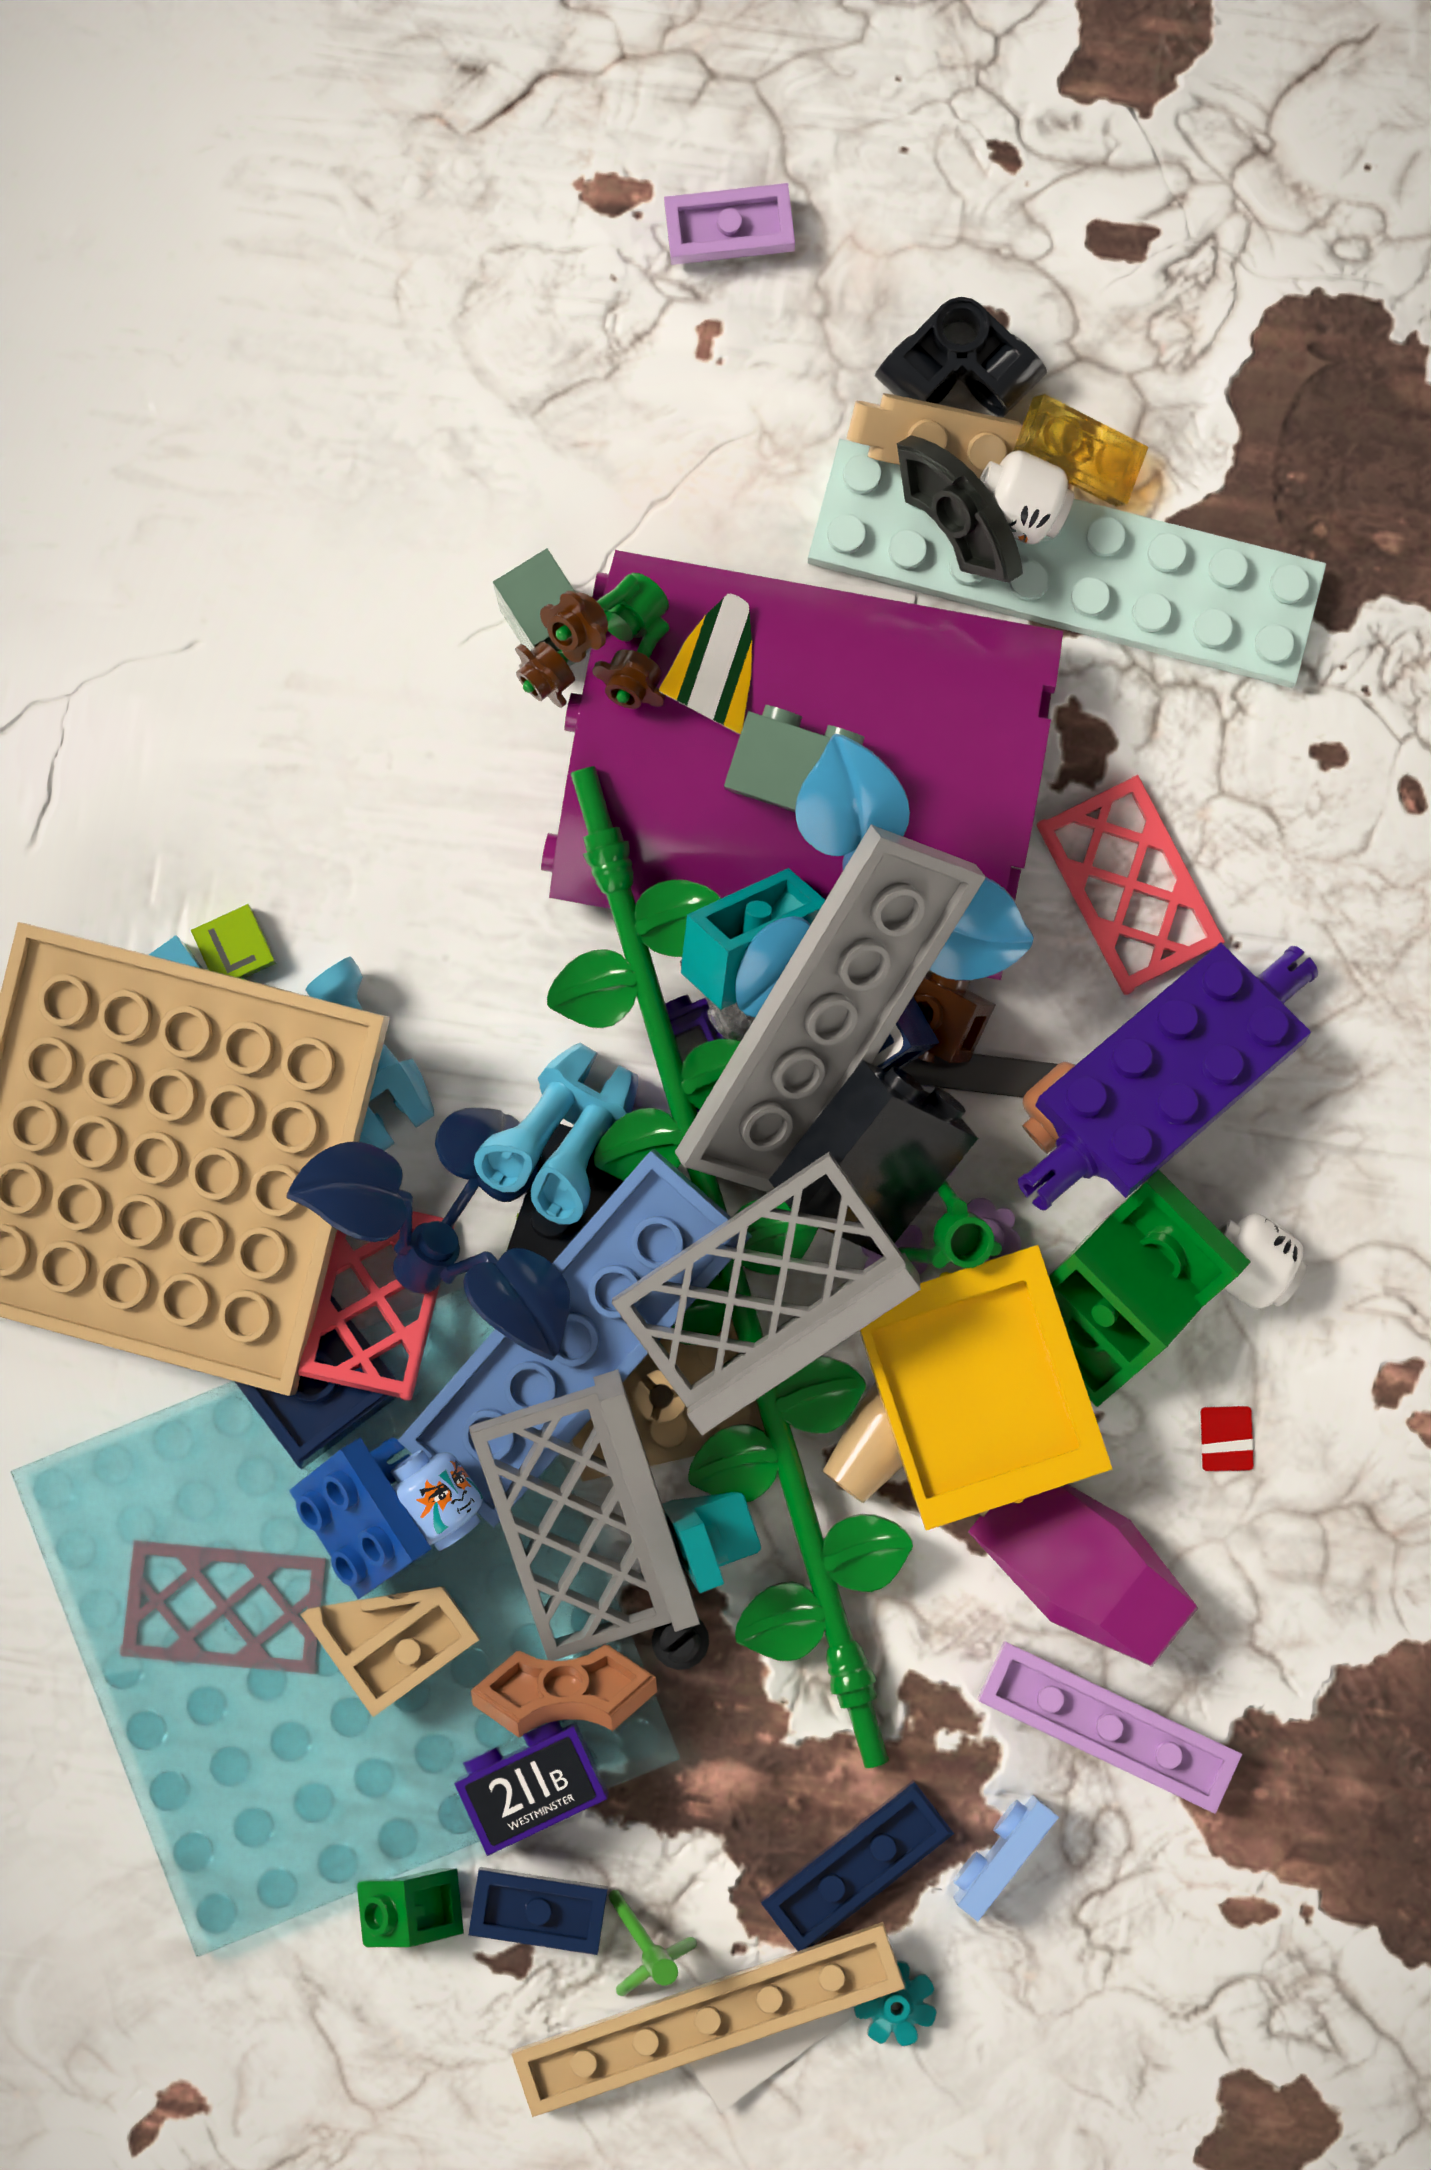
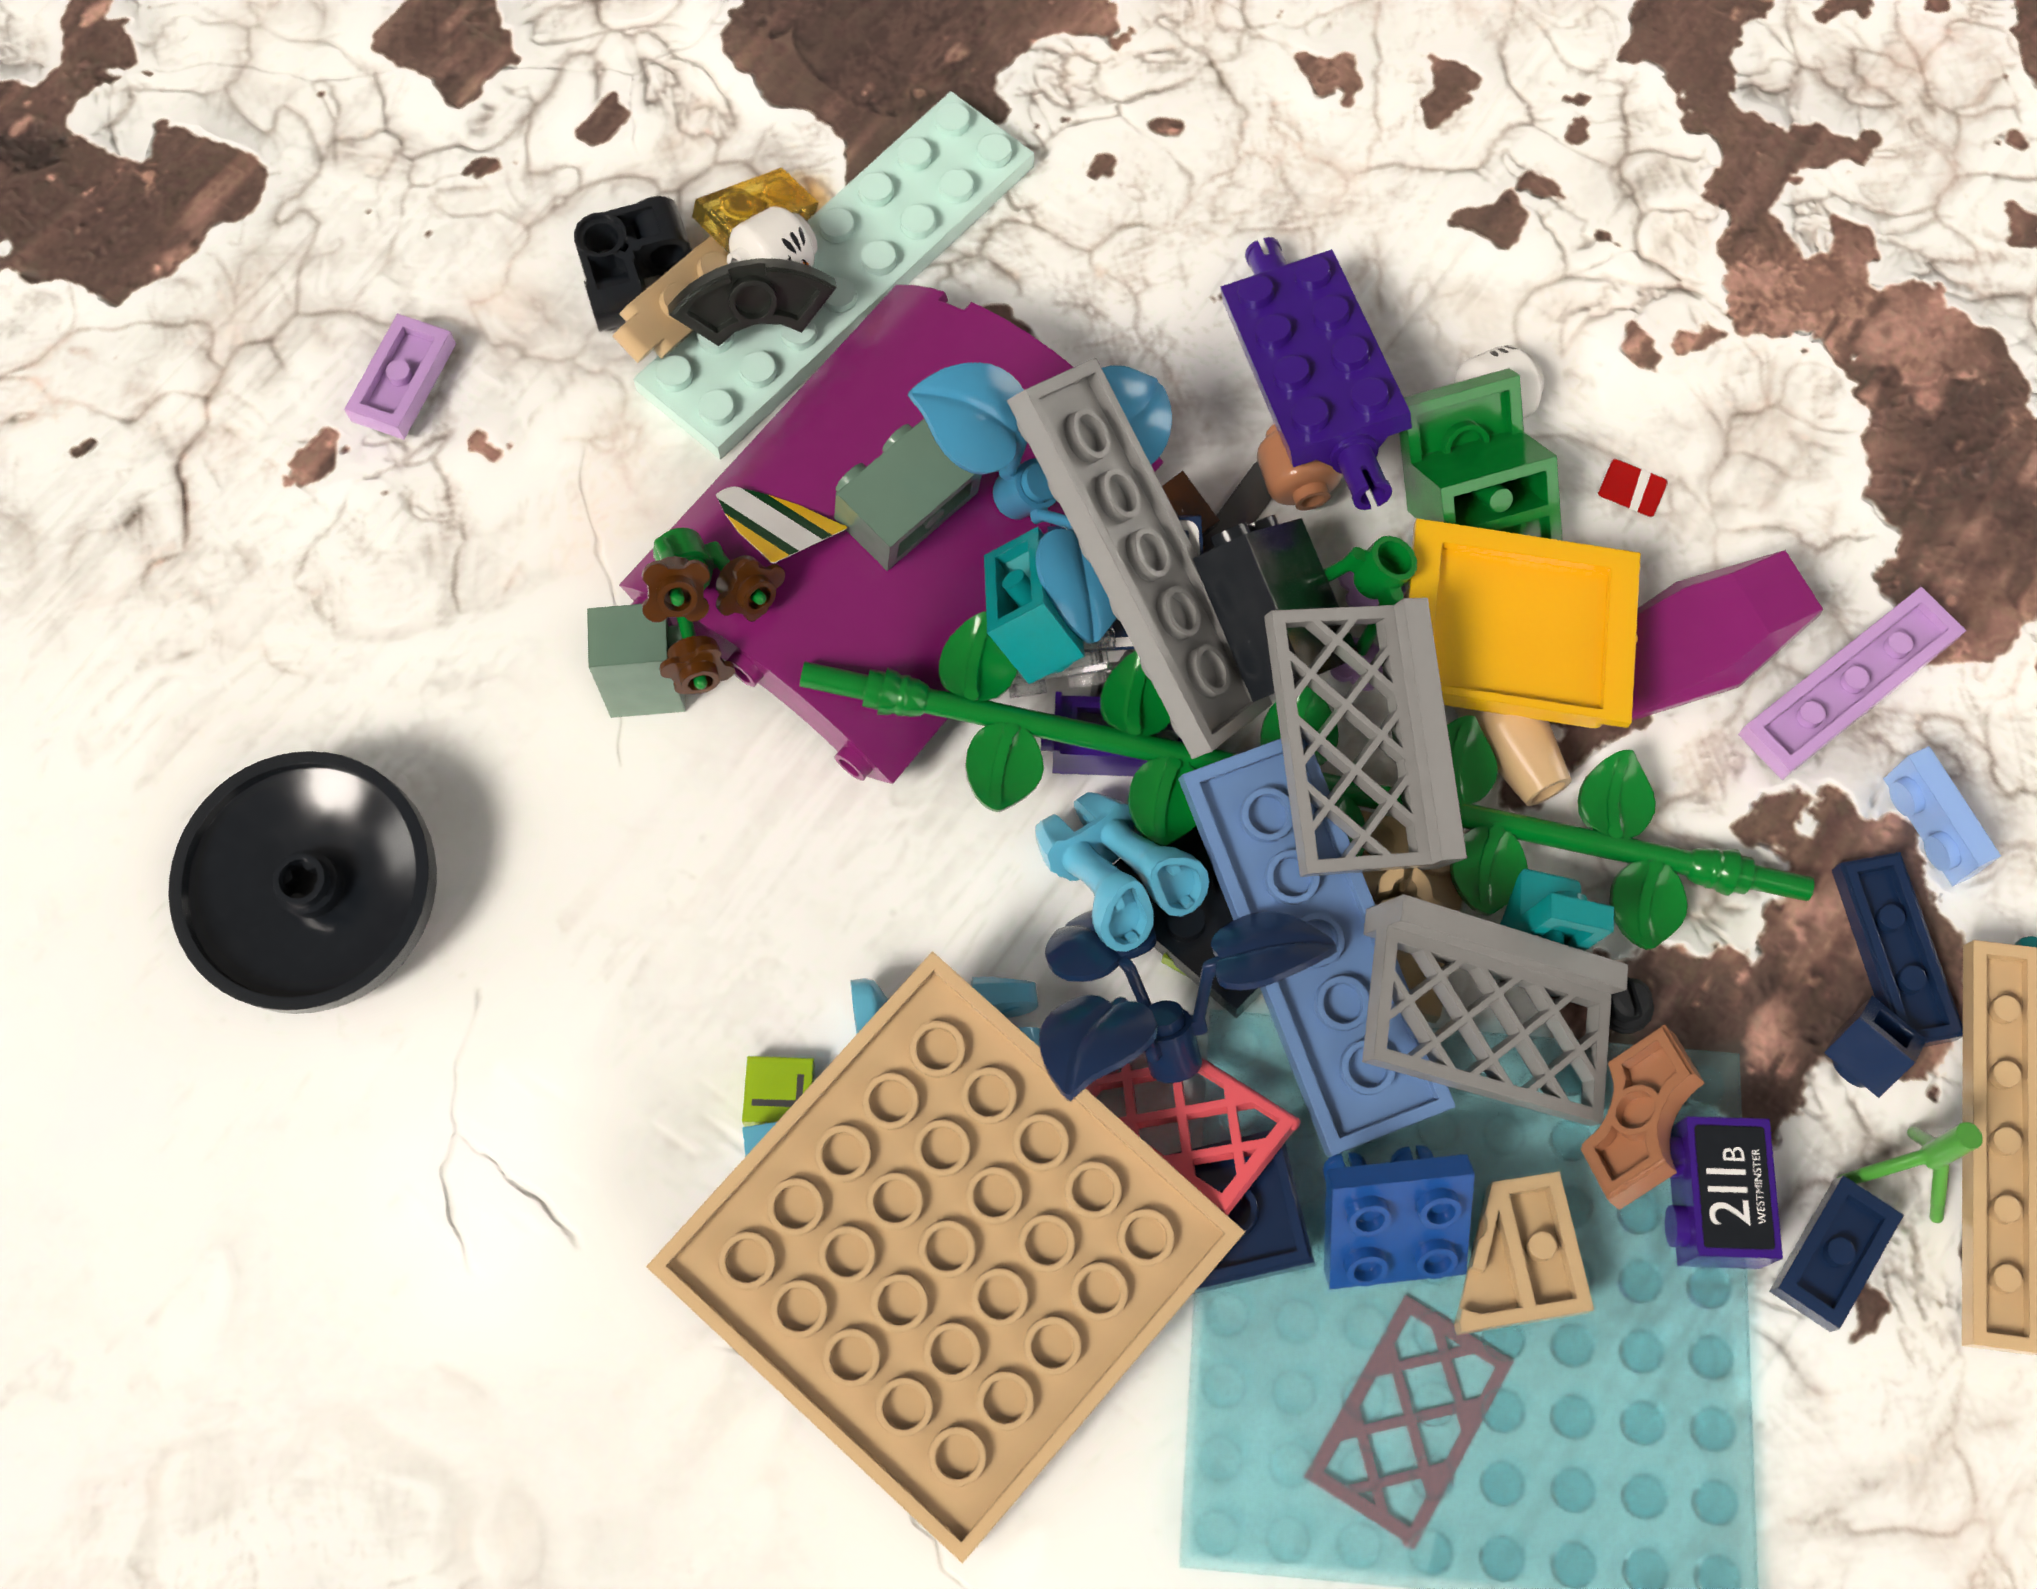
camera: 65 degrees left, 15 degrees down
(201, 445) = (302, 882): none -> black dish
(410, 1909) = (1795, 1377): green bracket -> none
(438, 1496) = (1410, 1129): light blue head -> none
(741, 1875) = (1874, 1047): none -> dark blue plate
(1153, 836) = (1159, 313): coral window -> none

